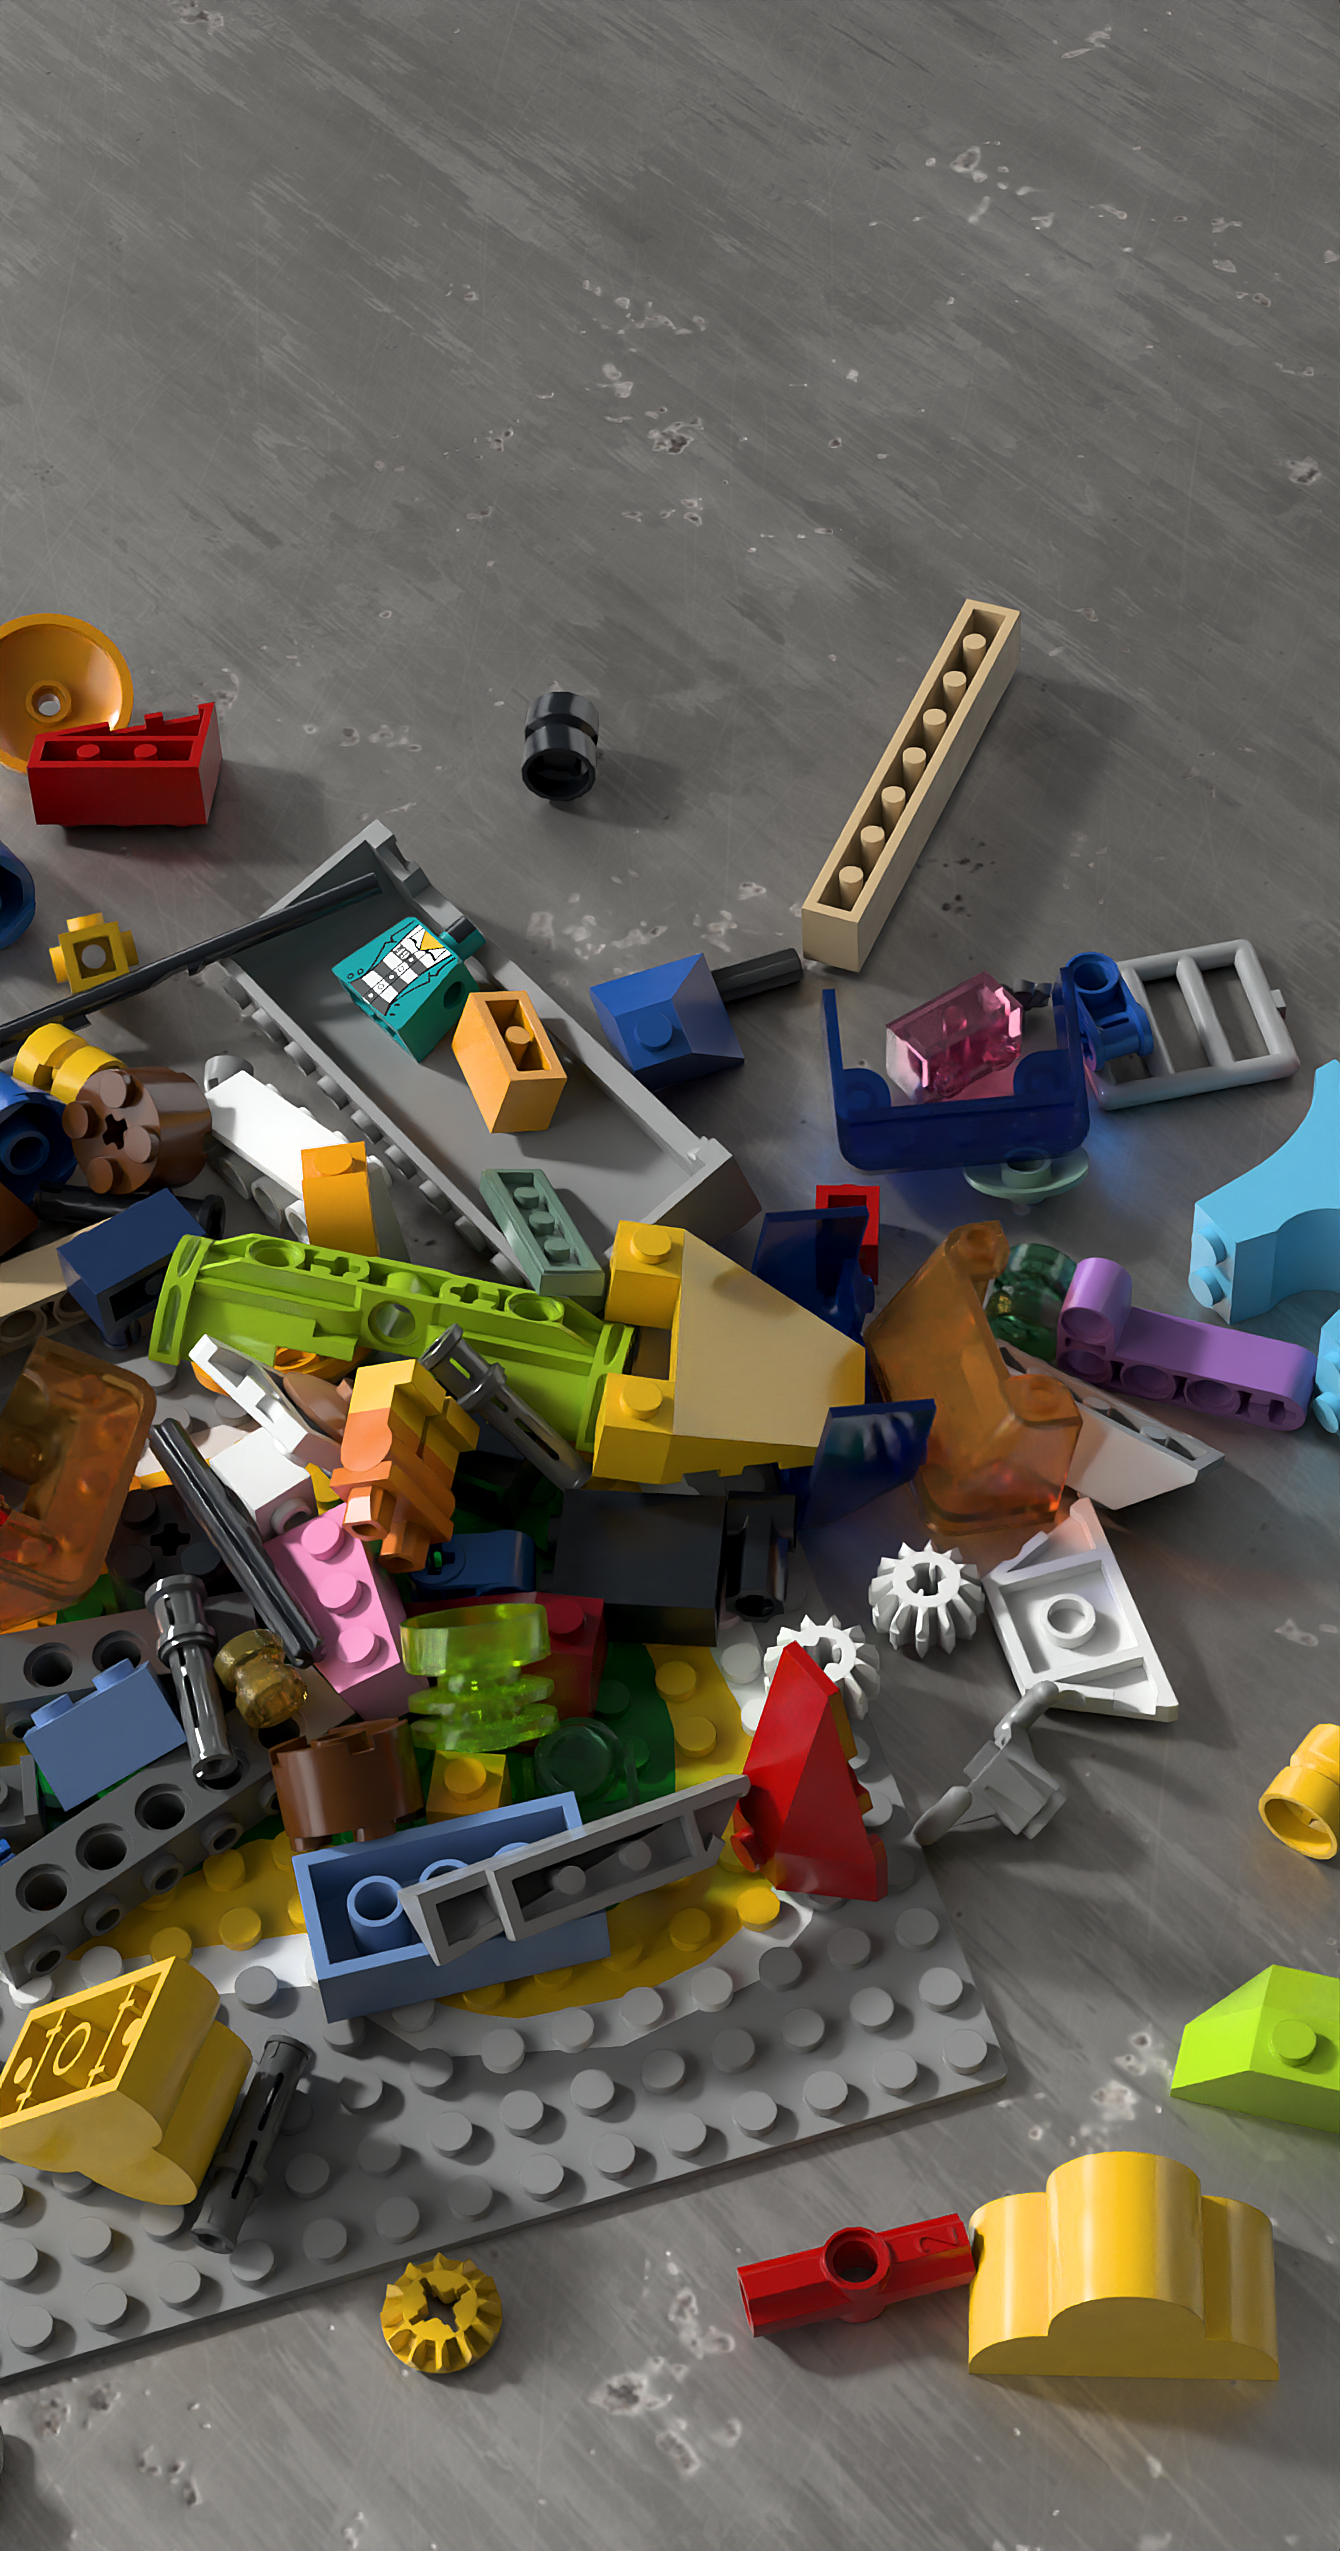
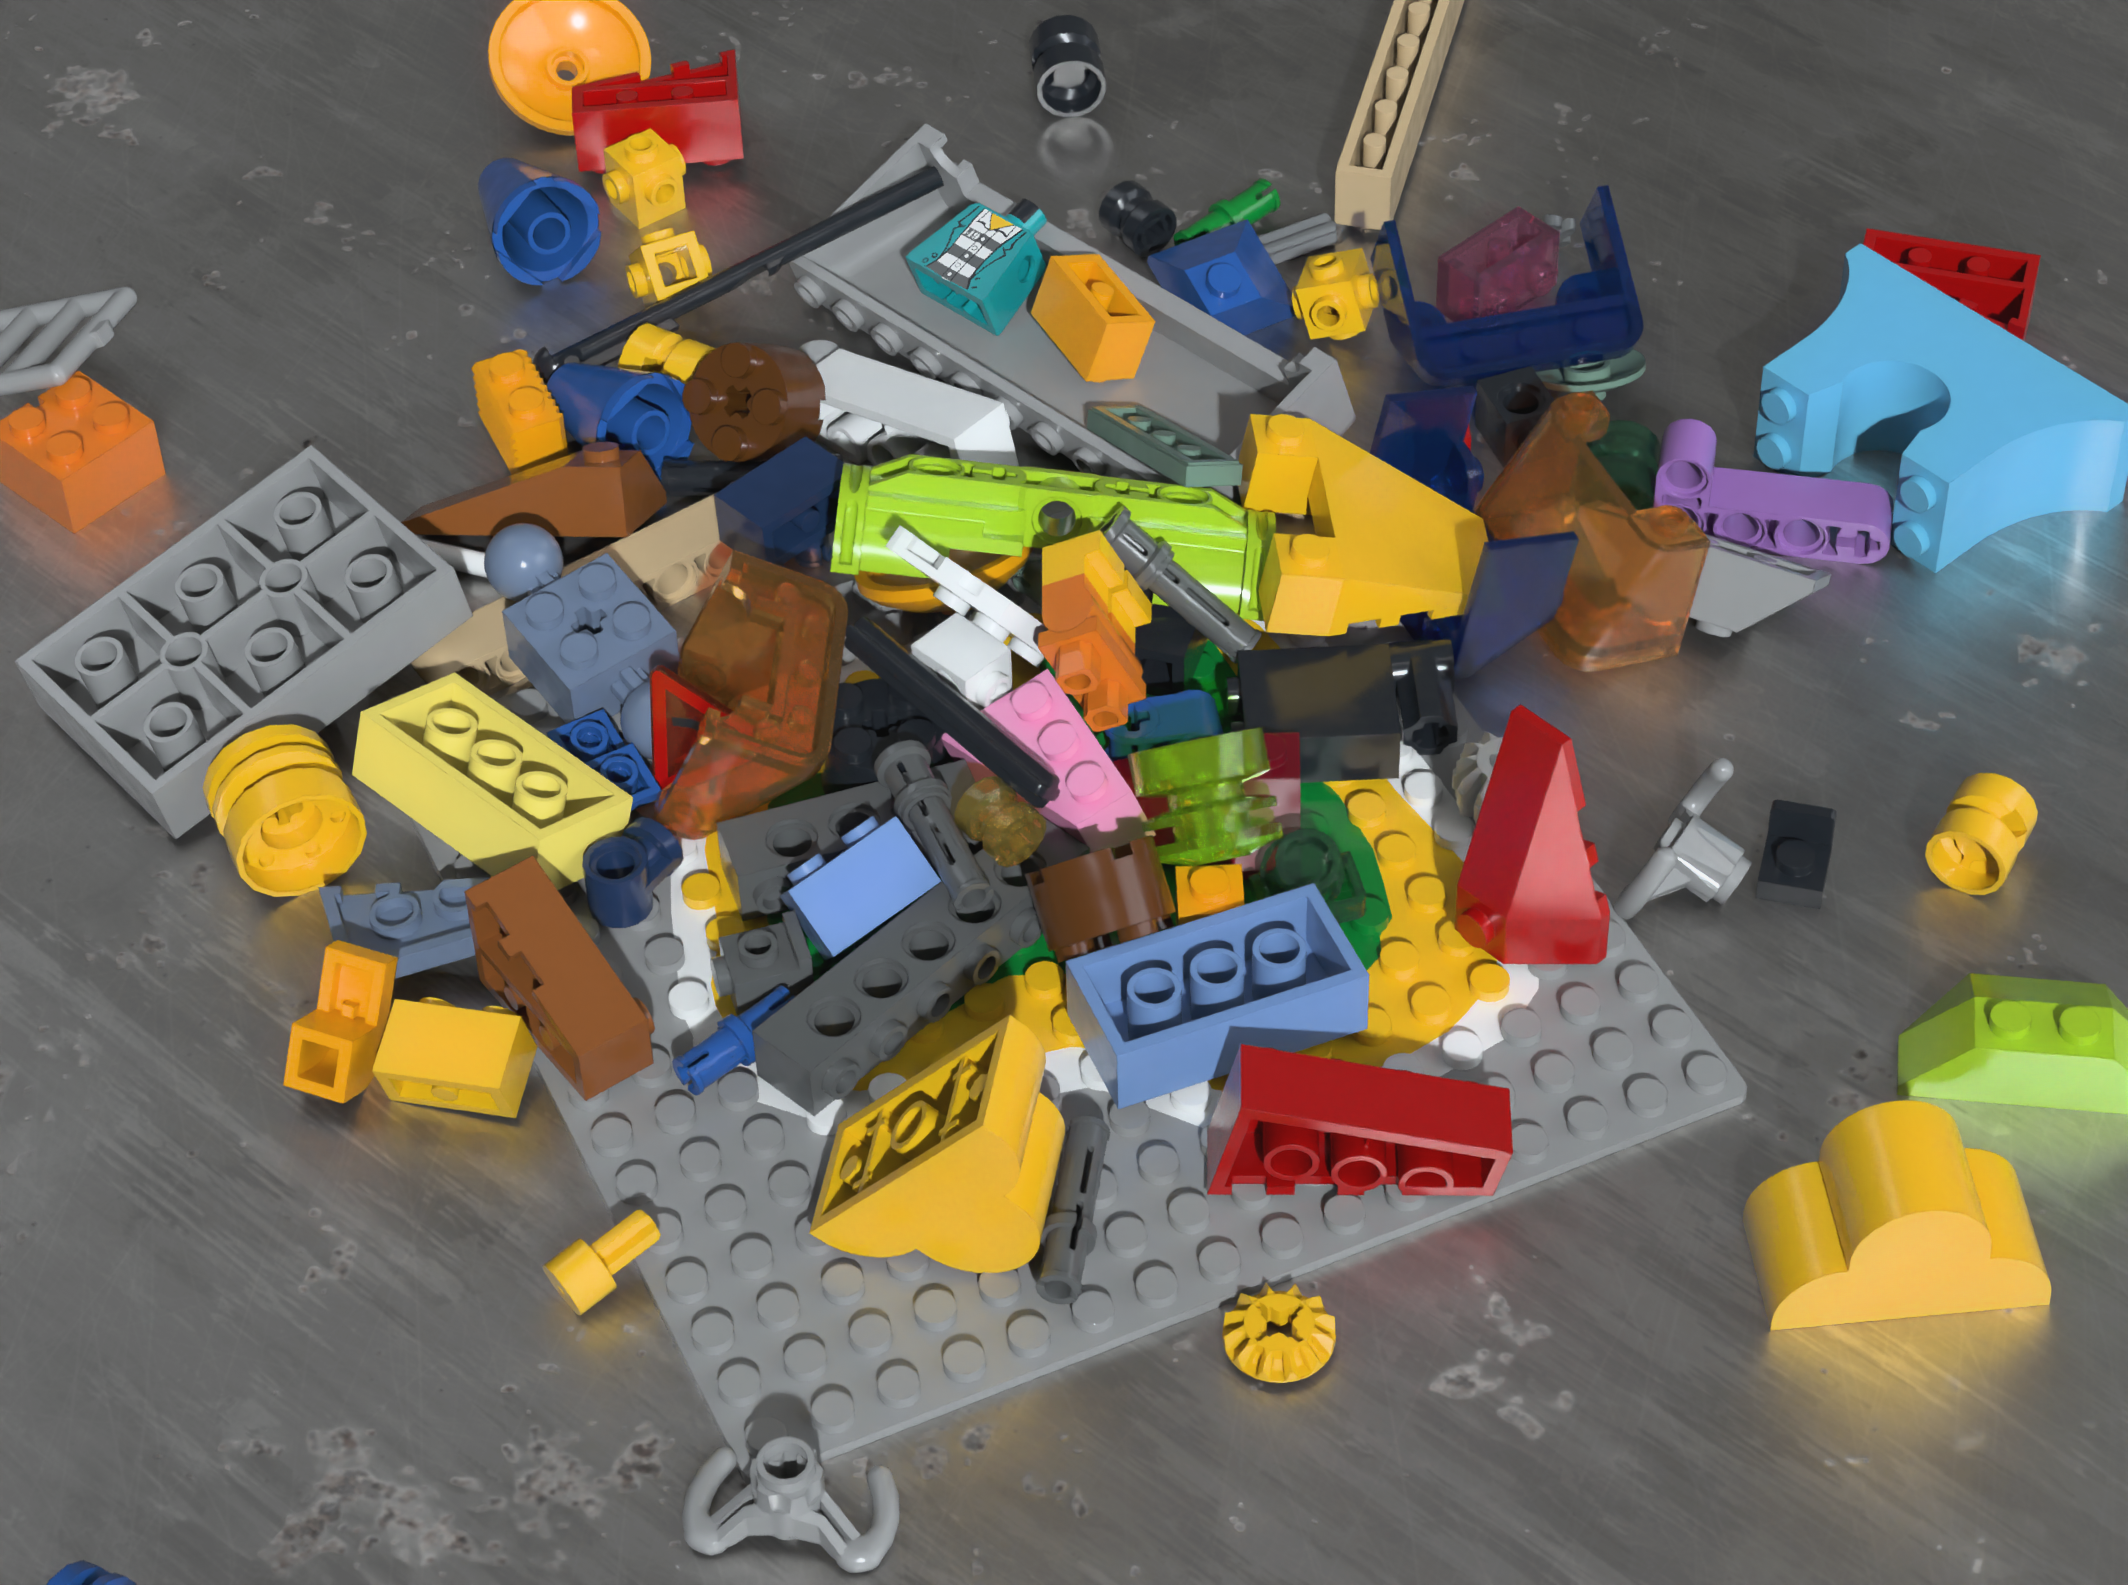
camera: 10 degrees left, 5 degrees down
(96, 841) = (645, 178): none -> yellow brick
(321, 1401) = (1022, 589): nougat dish -> none
(339, 1199) = (974, 423): light orange brick -> none
(564, 2087) = (1355, 1127): none -> red wedge
(574, 1870) = (1333, 942): light grey wedge -> none
(597, 940) = (1145, 222): none -> black wheel
(701, 937) = (1223, 213): none -> green pin
(777, 1051) = (1335, 294): none -> yellow brick
(903, 2264) = (1654, 1255): red piece -> none
(926, 1598) = (1591, 713): white gear -> none
(933, 1206) = (1509, 409): none -> black brick
(1074, 1623) = (1715, 710): white wing -> none
(1107, 1012) = (1647, 240): blue piece -> none
(1121, 1791) = (1796, 854): none -> black bracket
(1224, 1069) = (1743, 280): light grey bar -> none

